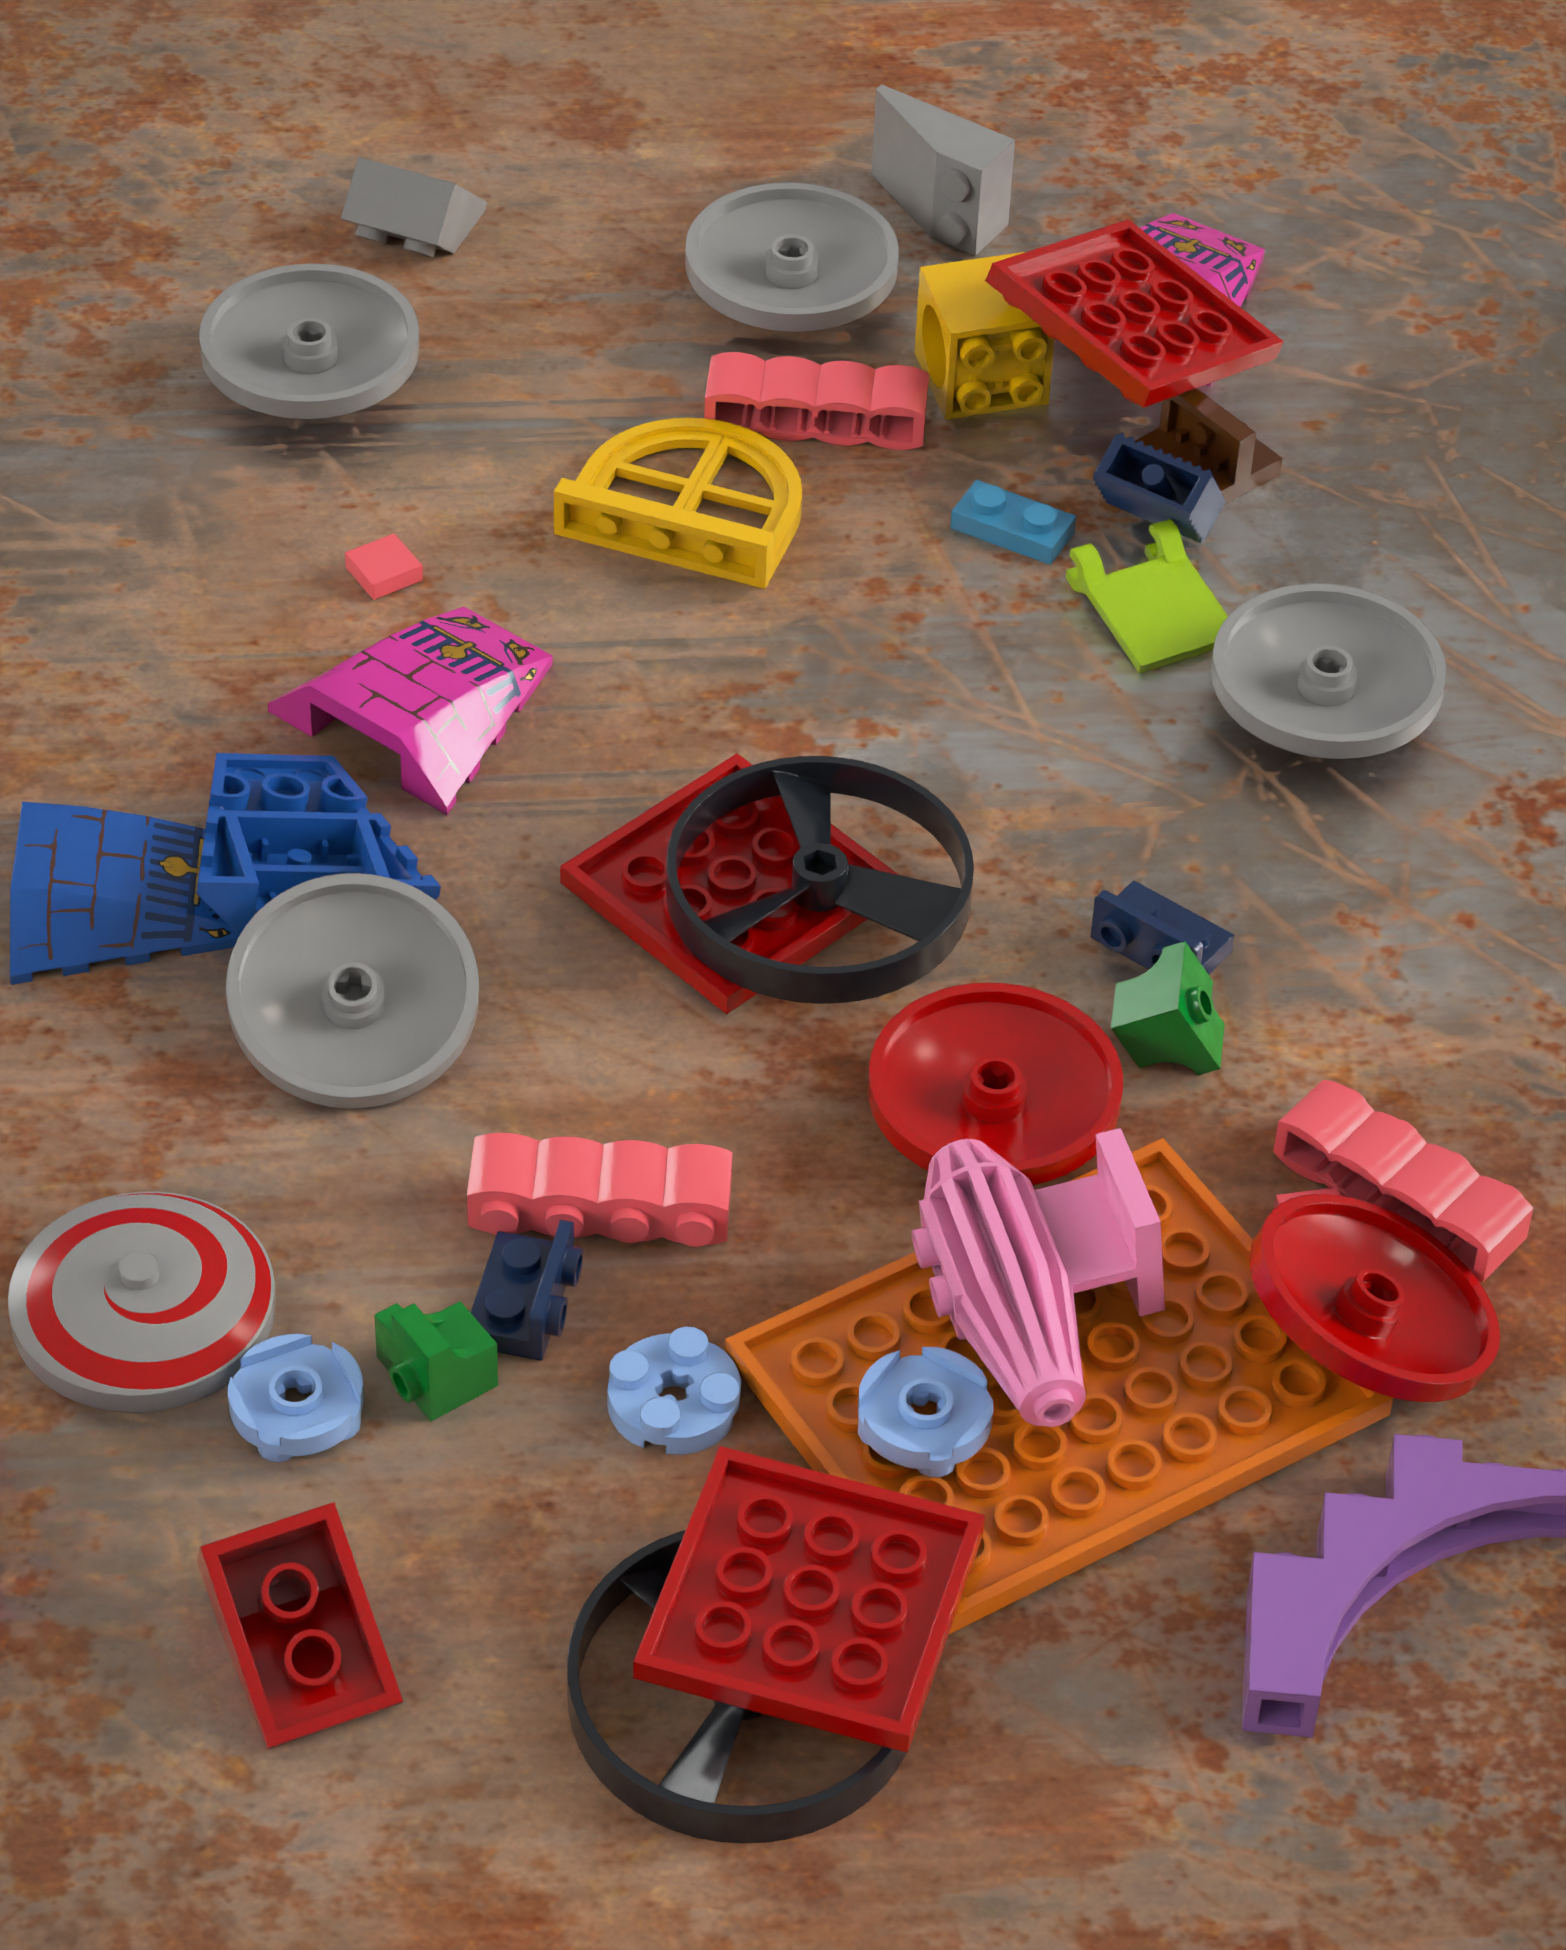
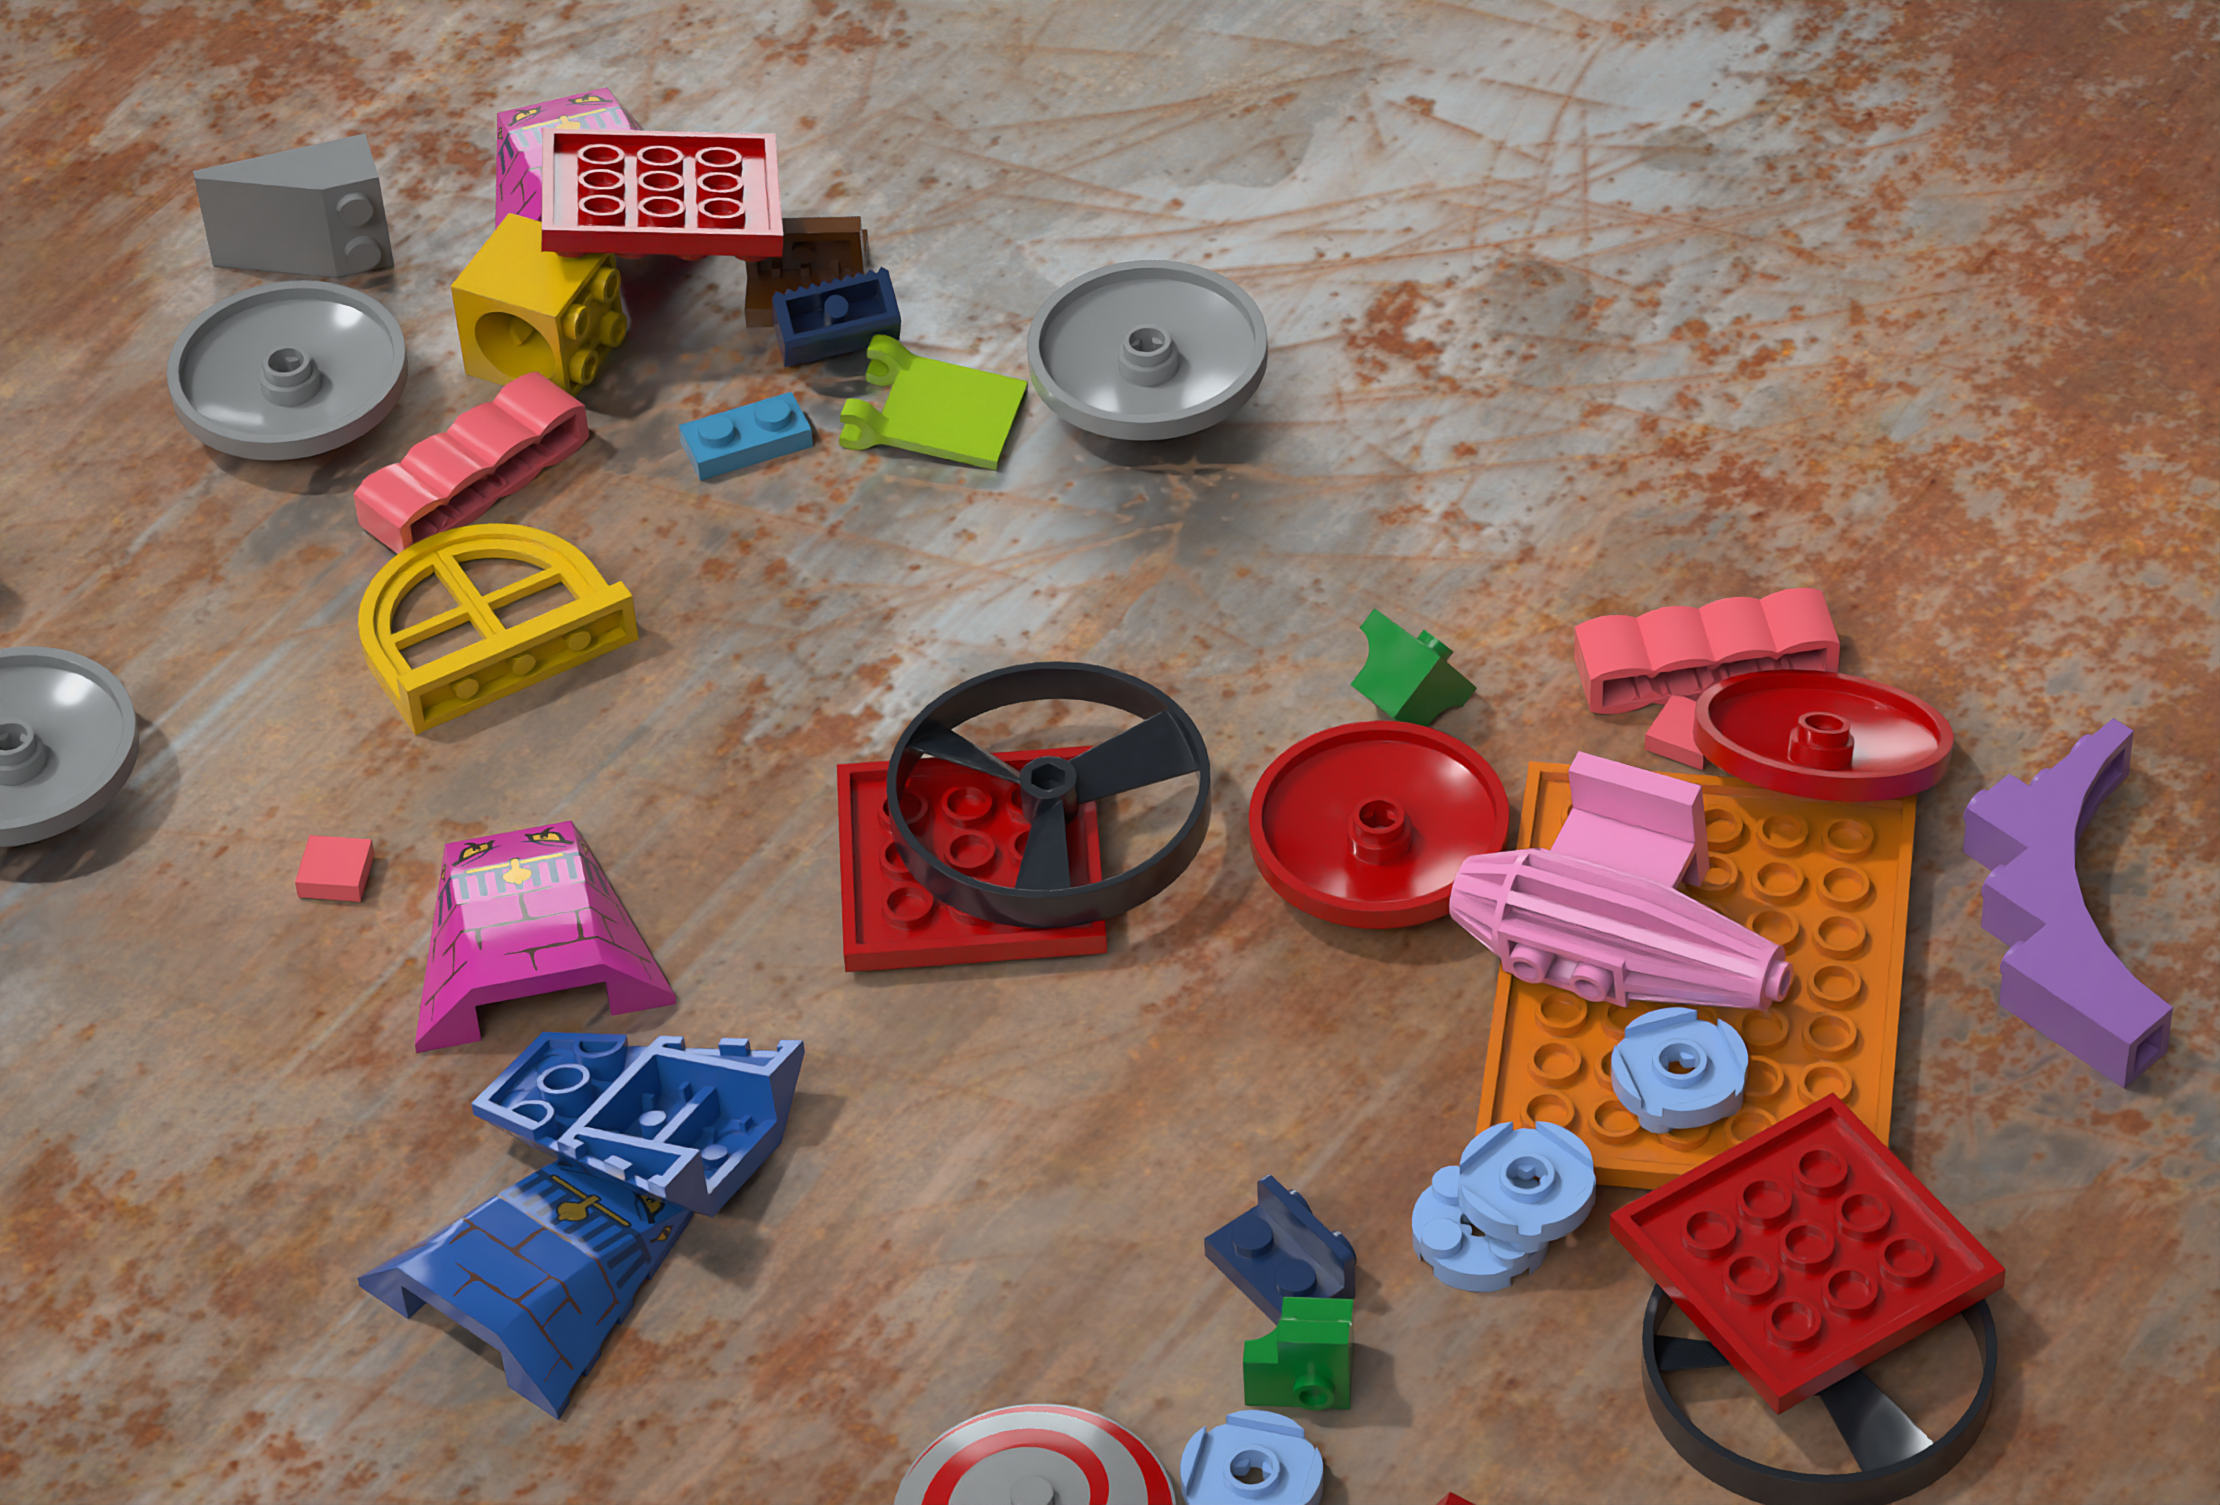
camera: 45 degrees left, 0 degrees up
(352, 990) = (852, 1172): light grey dish -> none
(610, 1189) = (1228, 1143): coral brick -> none
(710, 1413) = (1521, 1215): none -> light blue plate
(1144, 922) = (1301, 634): dark blue bracket -> none

